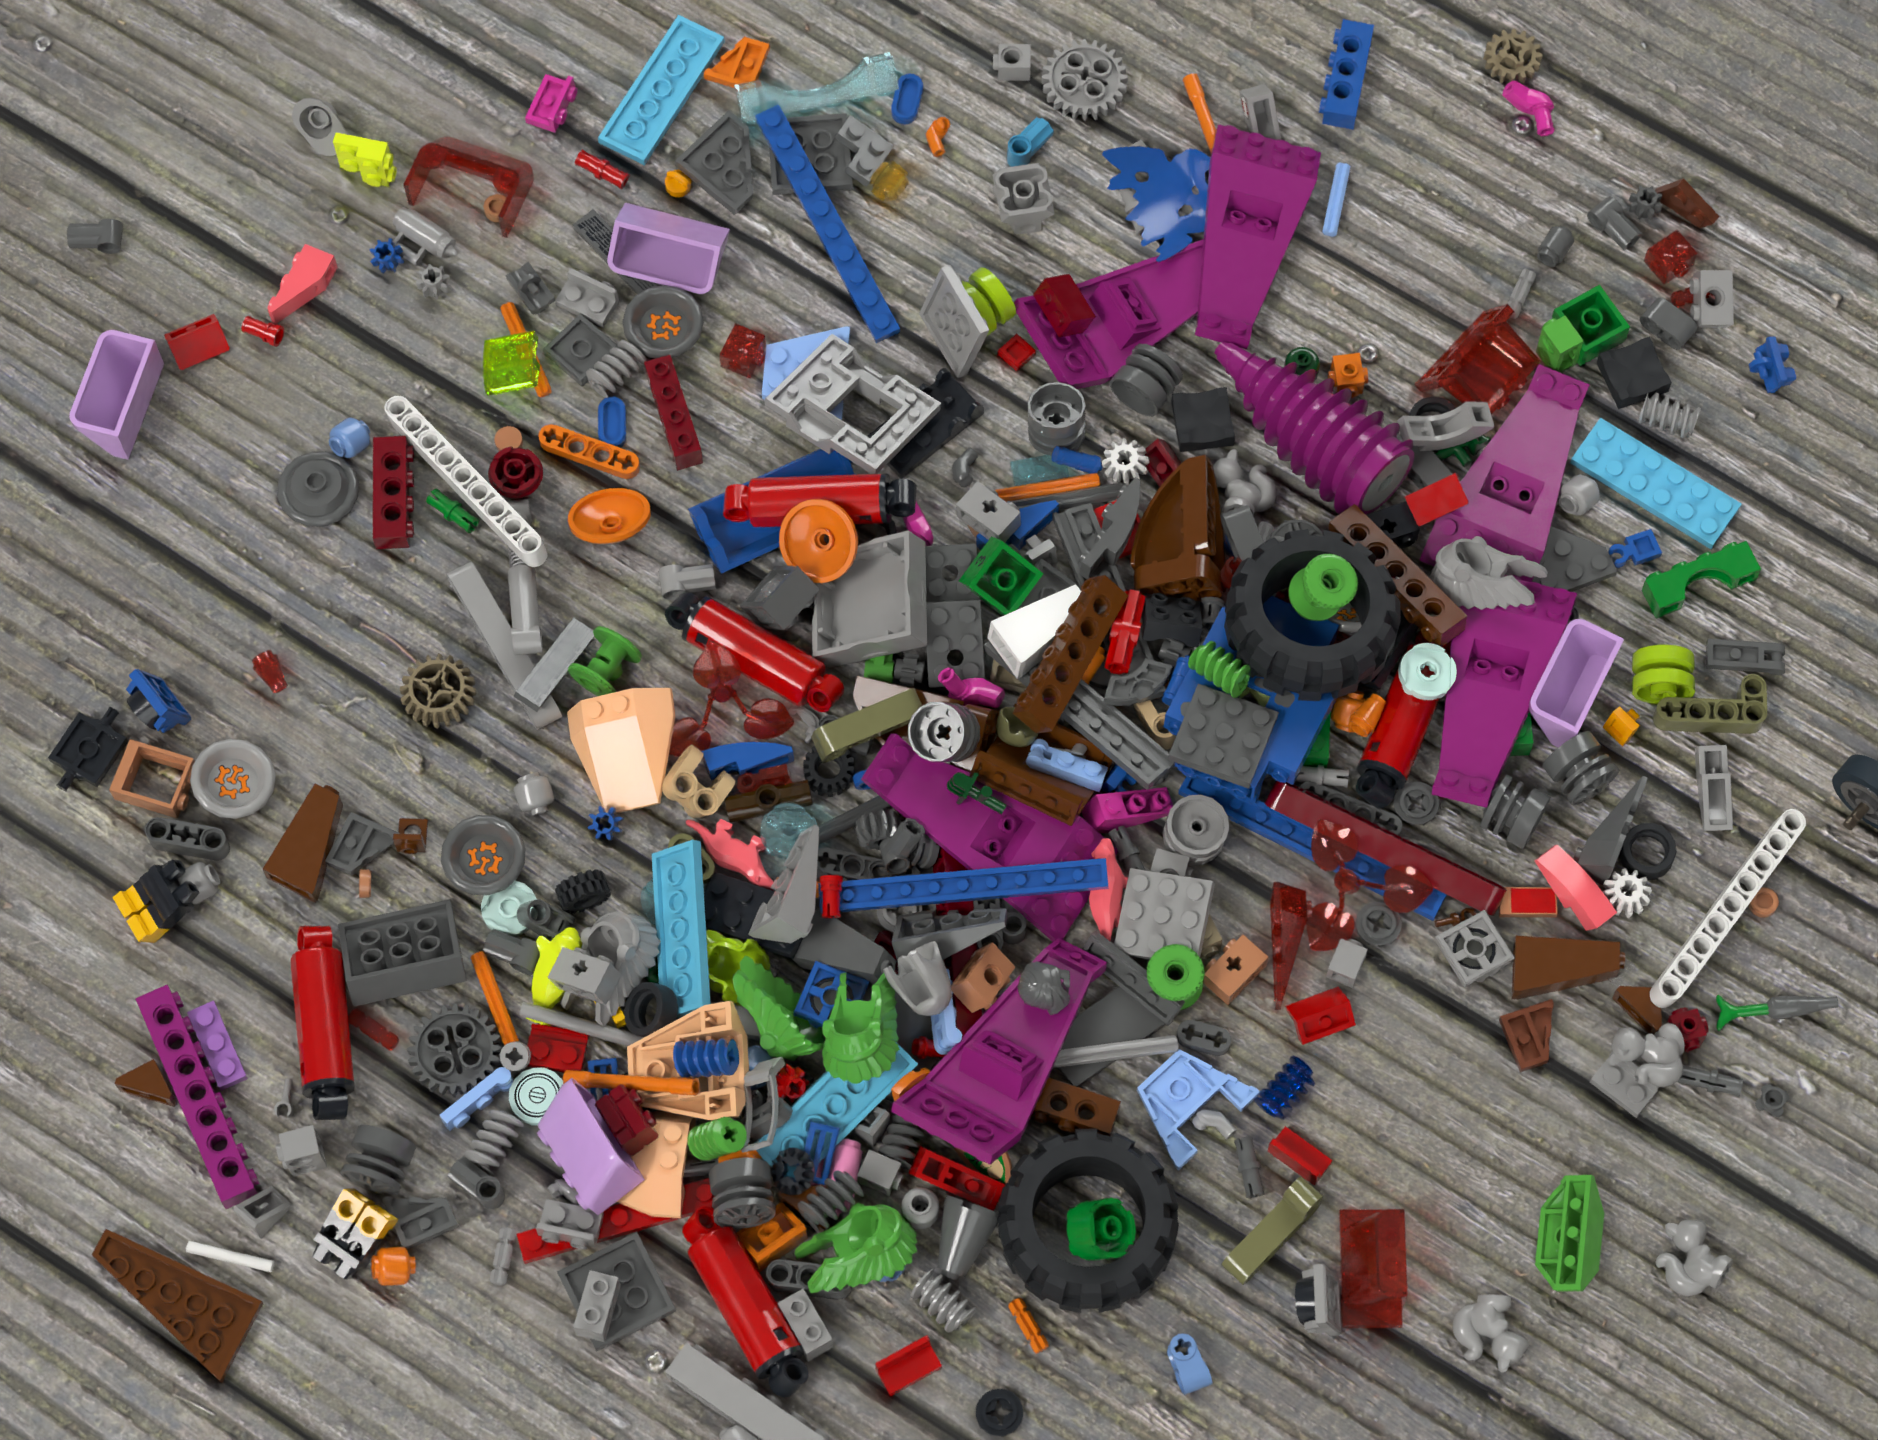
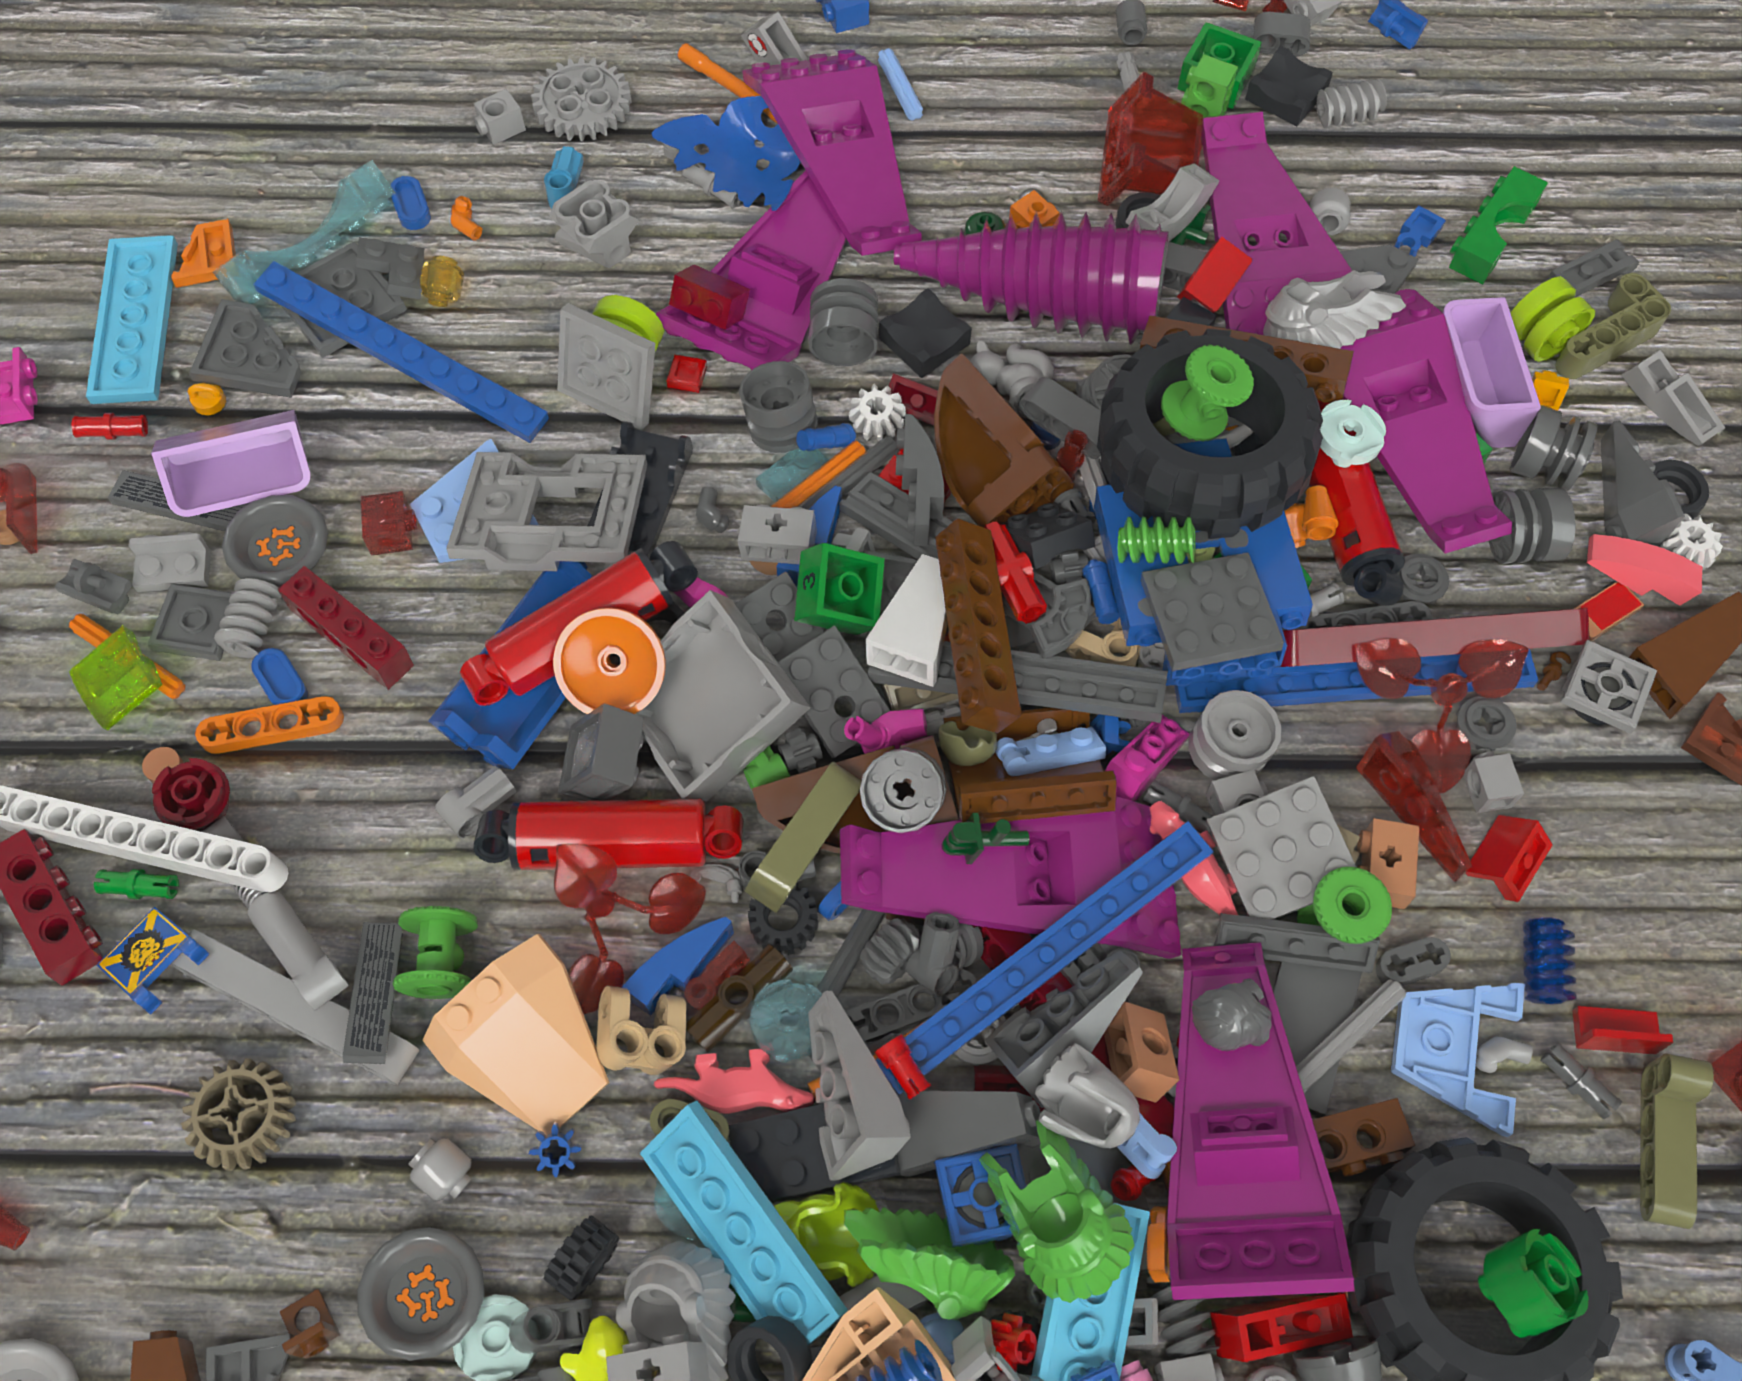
camera: 35 degrees left, 5 degrees down
(436, 559) = (146, 954): none -> flag
(609, 516) = (337, 780): orange dish -> none
(1655, 483) = (1385, 169): medium azure plate -> none

